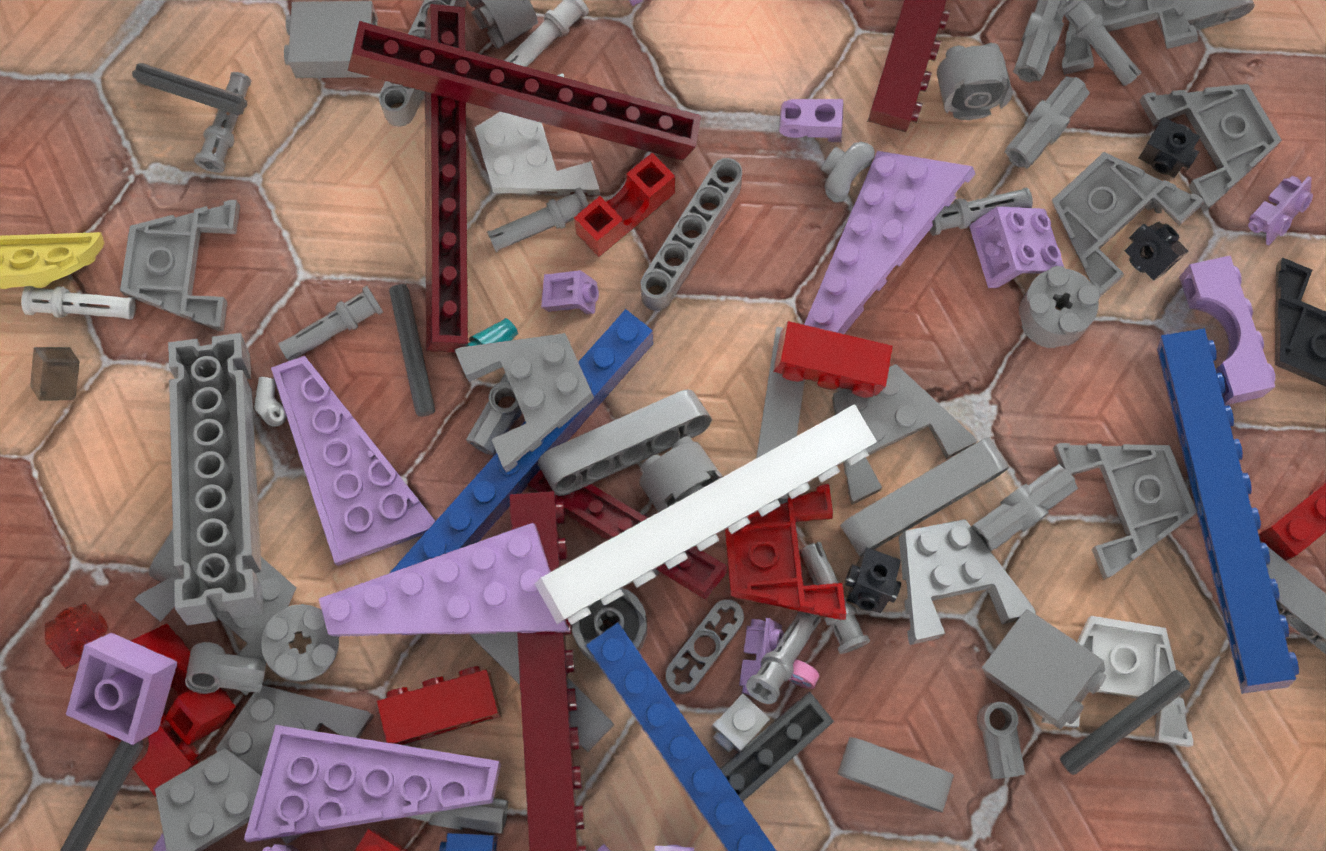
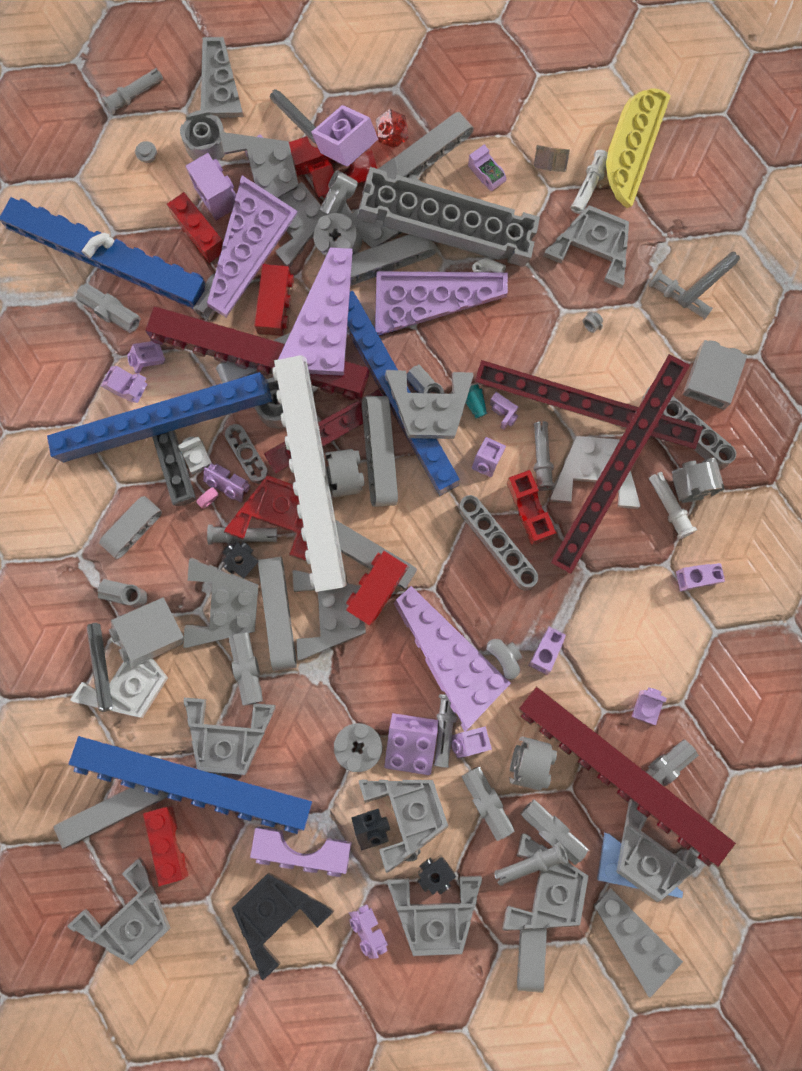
camera: 115 degrees right, 5 degrees up
(87, 562) = (434, 145): none -> light grey beam
(103, 462) = (486, 168): none -> lavender leg
(298, 549) = (390, 257): none -> light grey beam
(307, 224) = (593, 322): none -> light grey plate
(345, 316) = (524, 323): light grey pin -> none
(412, 350) = (489, 355): dark grey axle -> none
(487, 299) = (501, 406): none -> lavender bracket
(778, 664) = (213, 482): light grey pin -> none
(988, 168) = (470, 742): none -> lavender bracket

